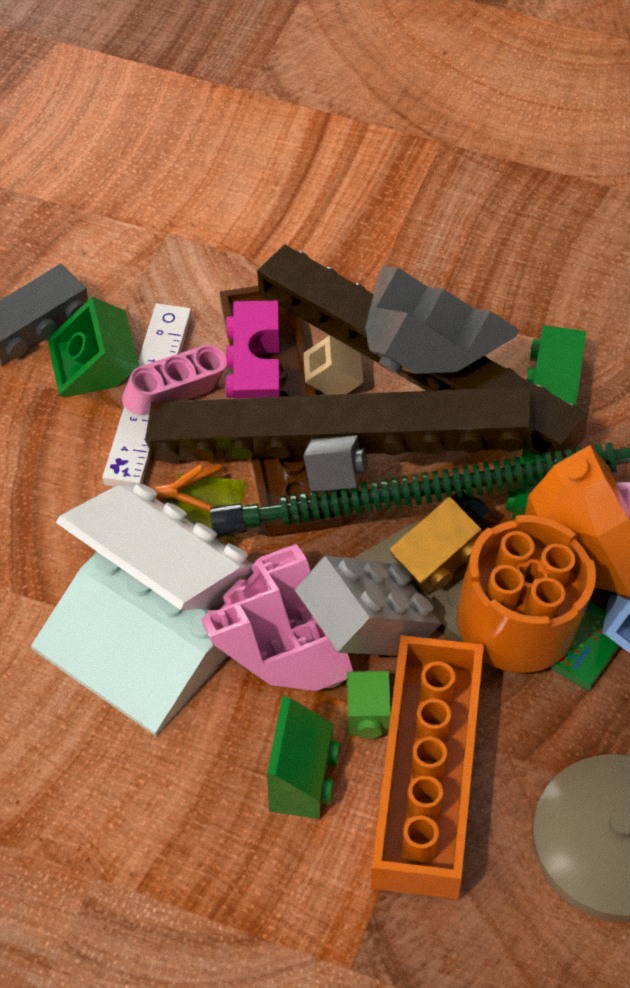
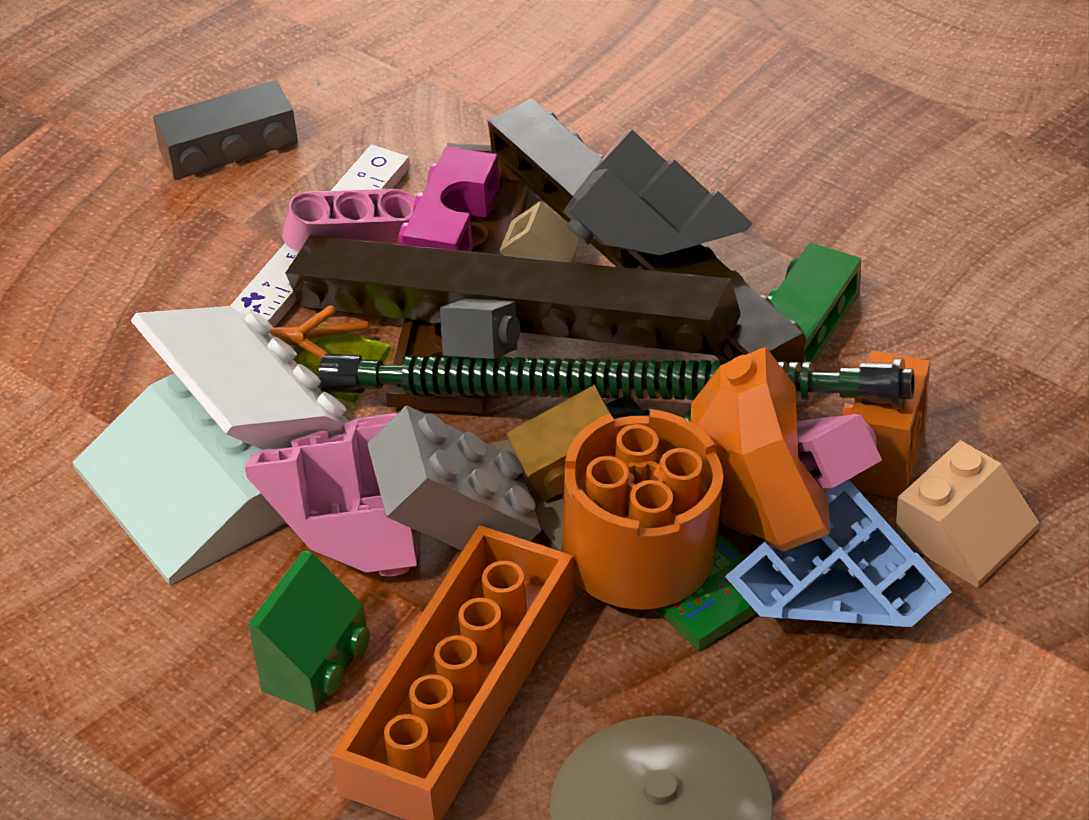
camera: 20 degrees right, 10 degrees down
(92, 349) = (273, 171): green slope -> none
(368, 703) = (412, 591): bright green brick -> none

